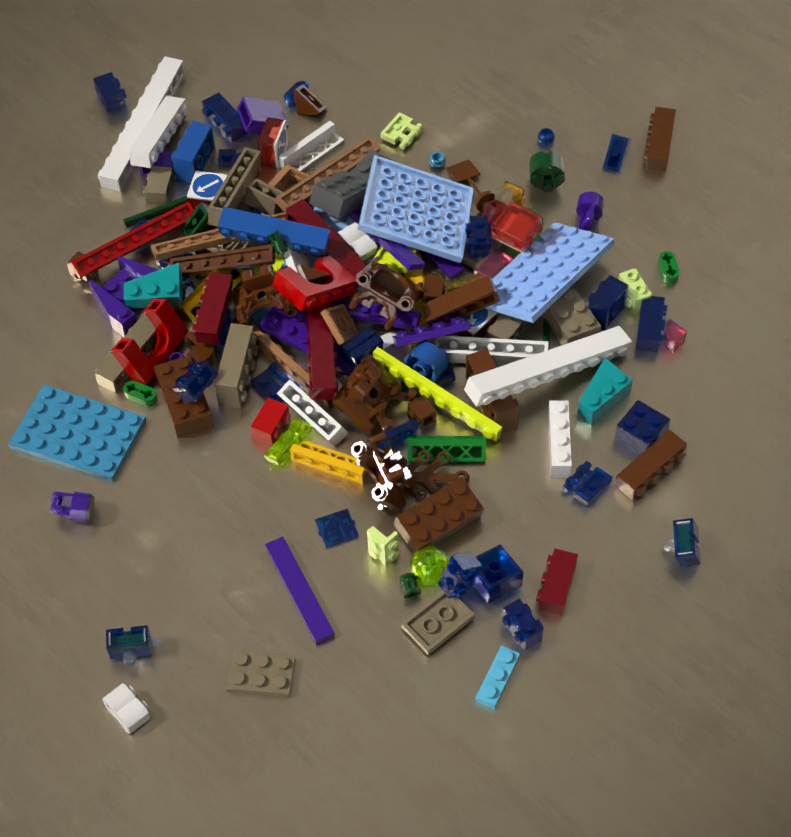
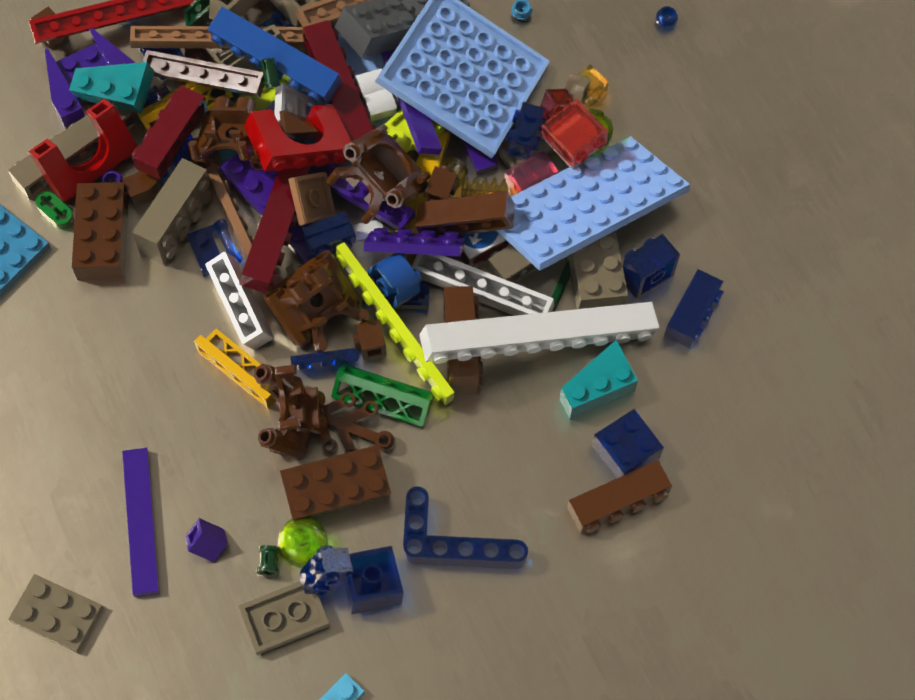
camera: 15 degrees right, 10 degrees up
(195, 381) = (110, 221): clear blue brick -> none
(270, 421) = (188, 295): red brick -> none
(281, 448) = (203, 324): clear neon green plate -> none
(336, 528) = (215, 456): clear blue piece -> none
(356, 586) = (206, 540): none -> dark purple panel
(382, 547) = (258, 507): yellowish green bracket -> none
(466, 171) = (550, 35): reddish brown piece -> none
(521, 623) = (381, 664): clear blue brick -> none
(544, 532) = (454, 544): none -> clear blue beam
(547, 170) = (646, 65): dark green brick -> none
(557, 581) = (444, 613): dark red brick -> none
(559, 439) = (520, 428): white brick -> none
(589, 208) = (679, 131): dark purple piece -> none
(591, 487) = (535, 502): clear blue plate -> none
(617, 152) = (745, 64): clear blue slope -> none
(636, 290) = (692, 257): yellowish green bracket -> none
(660, 139) = (807, 62): reddish brown brick -> none
(672, 267) = (743, 238): green beam -> none
(673, 336) = (716, 334): clear pink brick -> none
(685, 542) = (617, 615): piece -> none

